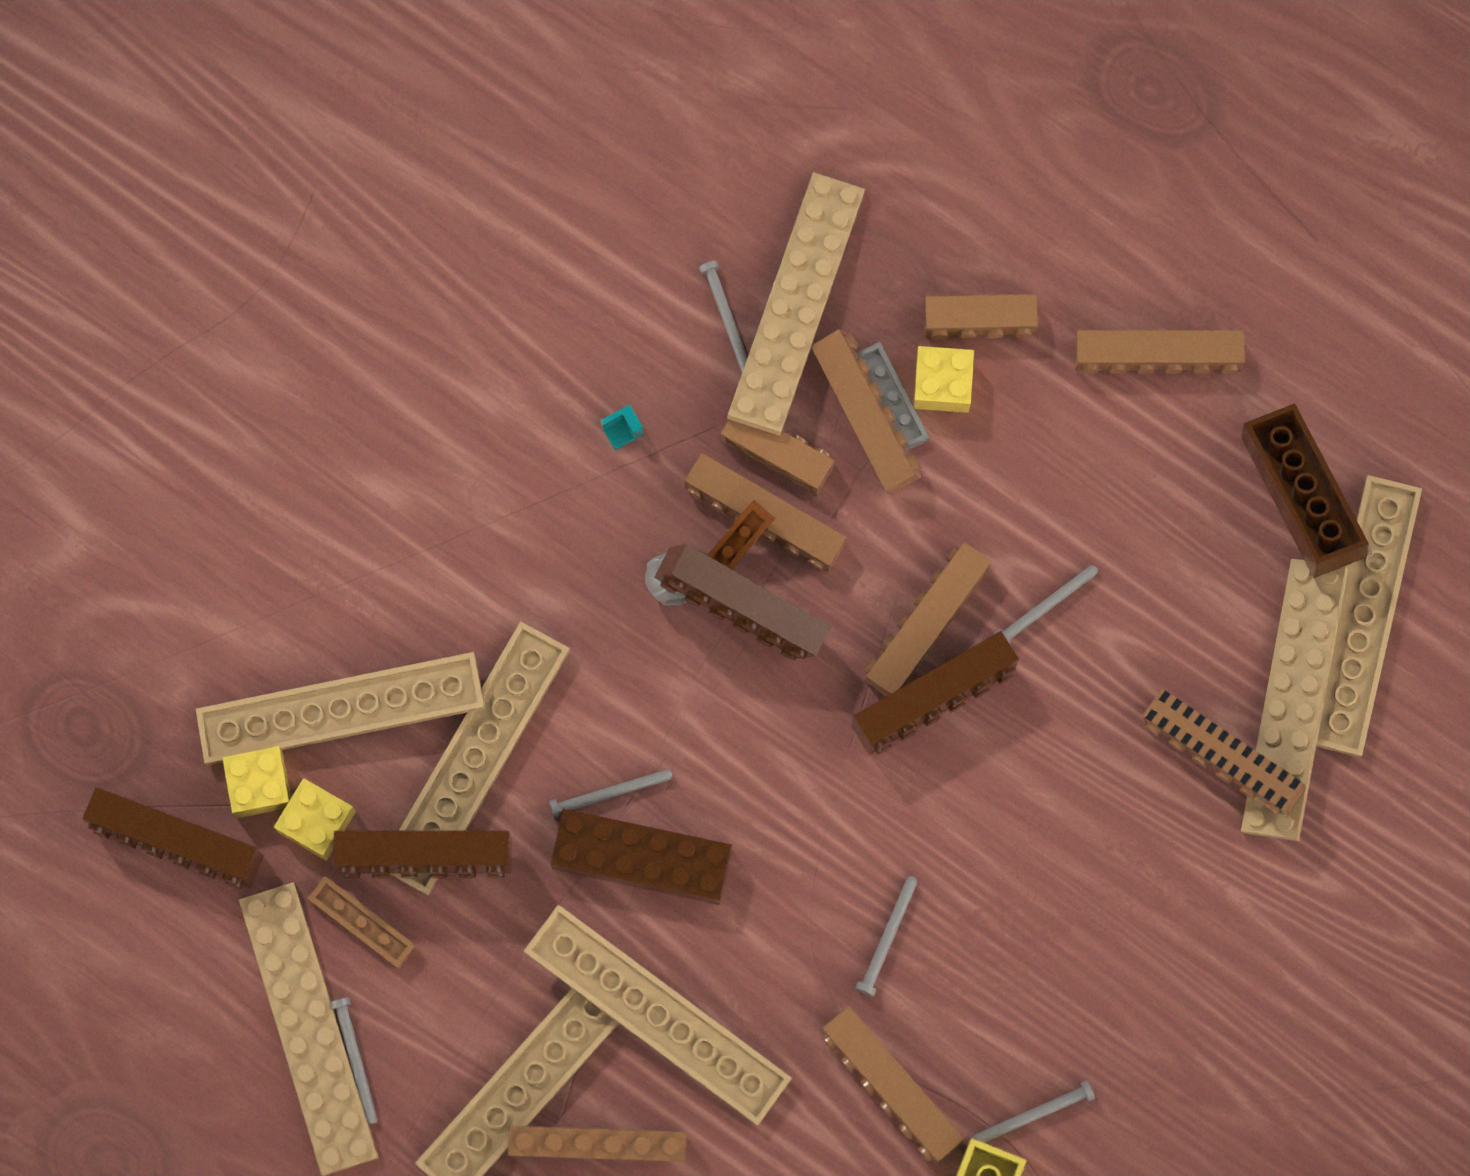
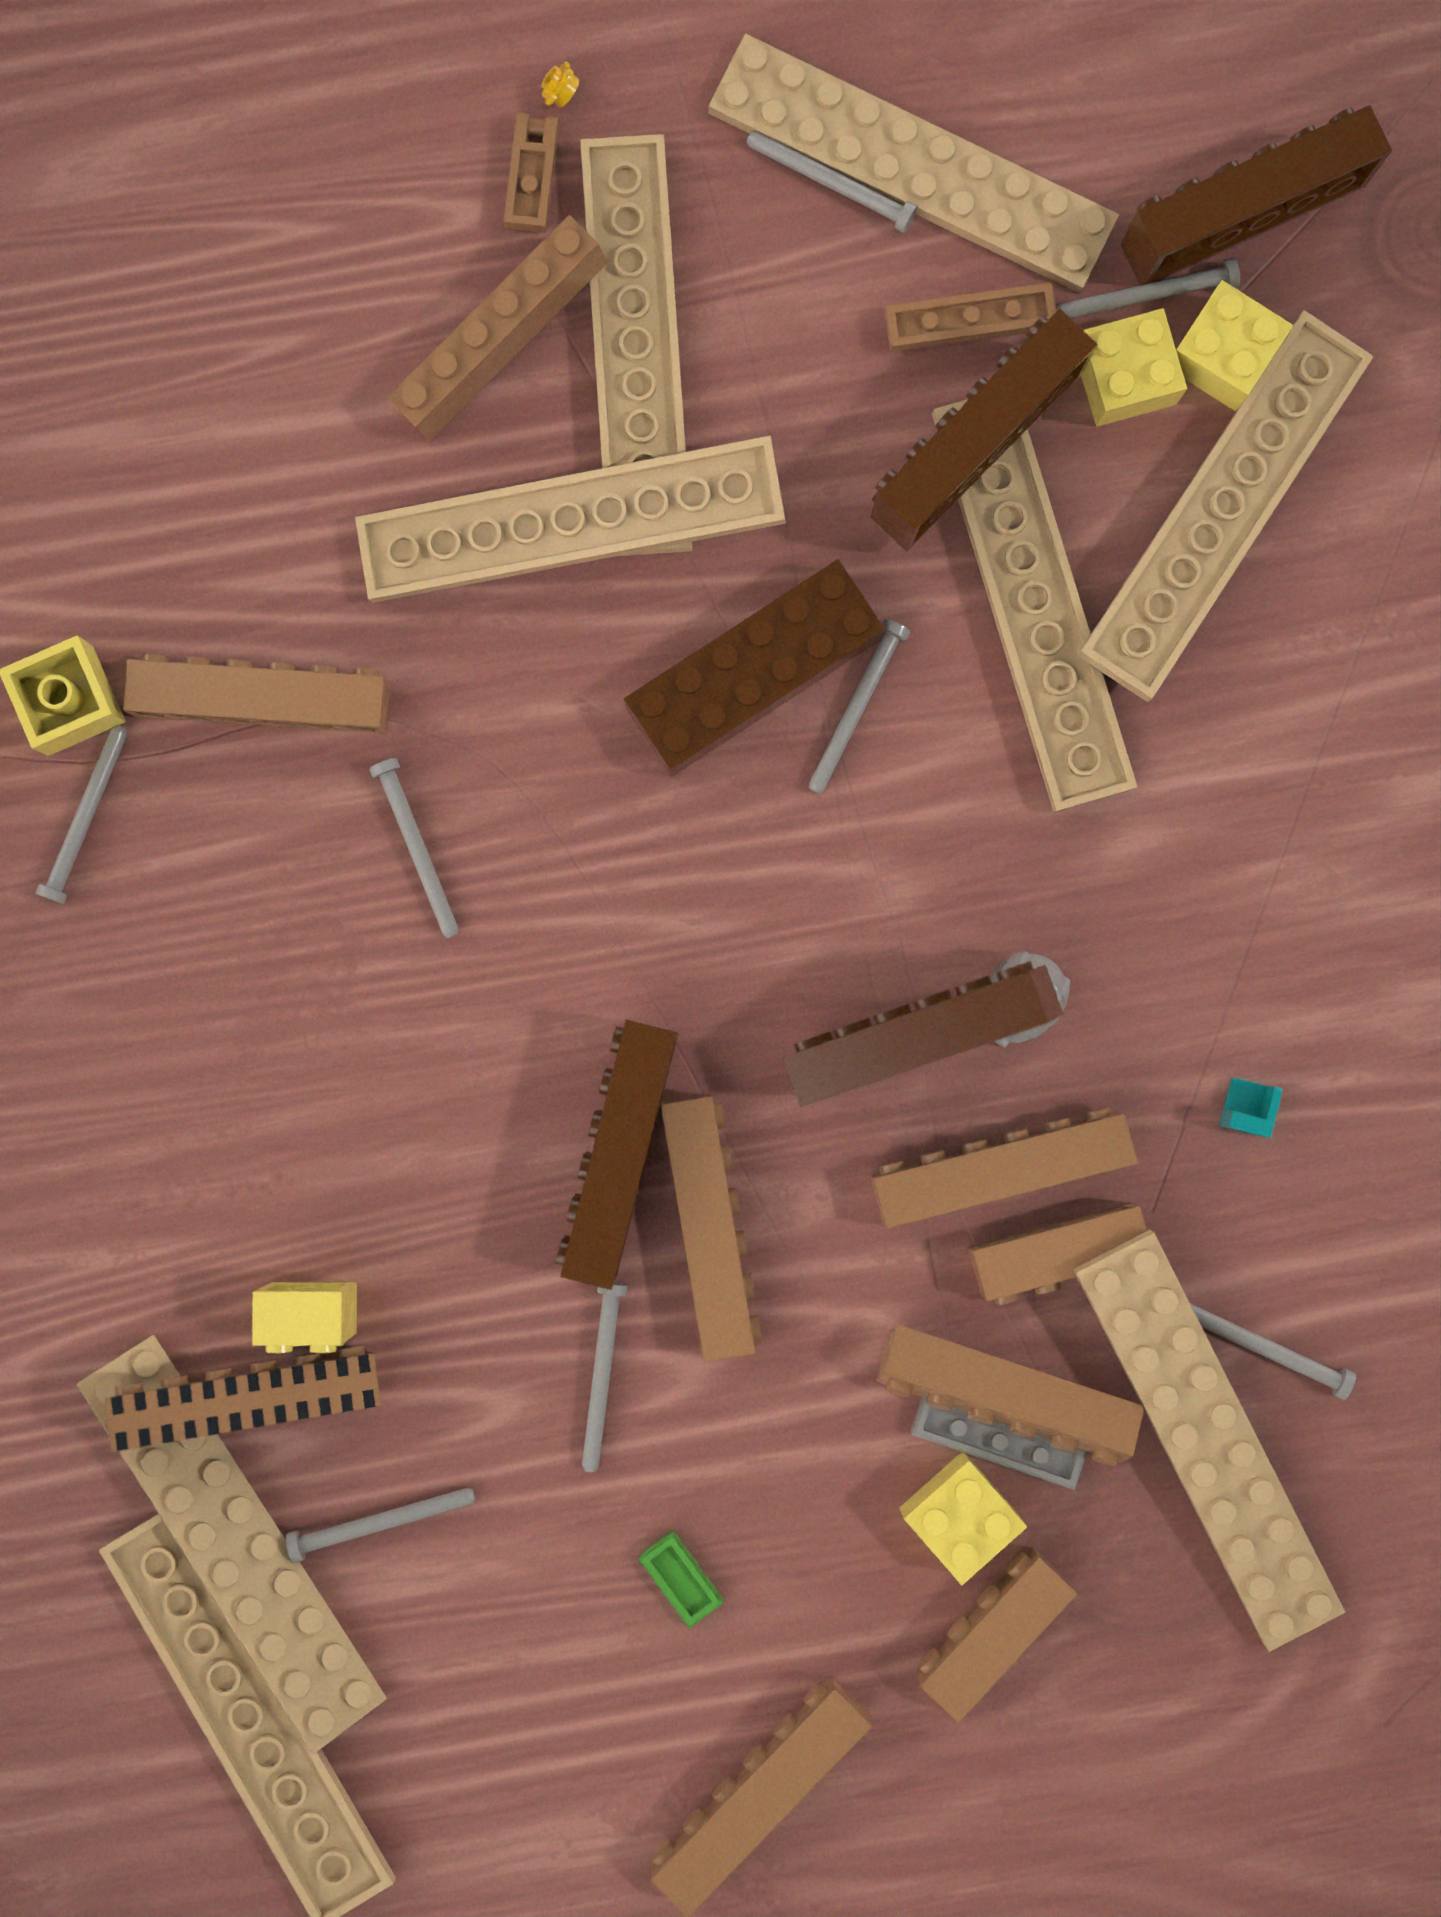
camera: 130 degrees right, 10 degrees up
(220, 819) = (1227, 272): none -> light grey bar
(741, 535) = (999, 1106): dark orange plate -> none
(1101, 479) = (681, 1578): none -> bright green tile
(1157, 764) = (304, 1315): none -> light yellow brick
(1218, 641) = (299, 1545): none -> light grey bar
(1304, 490) = (438, 1796): reddish brown brick -> none

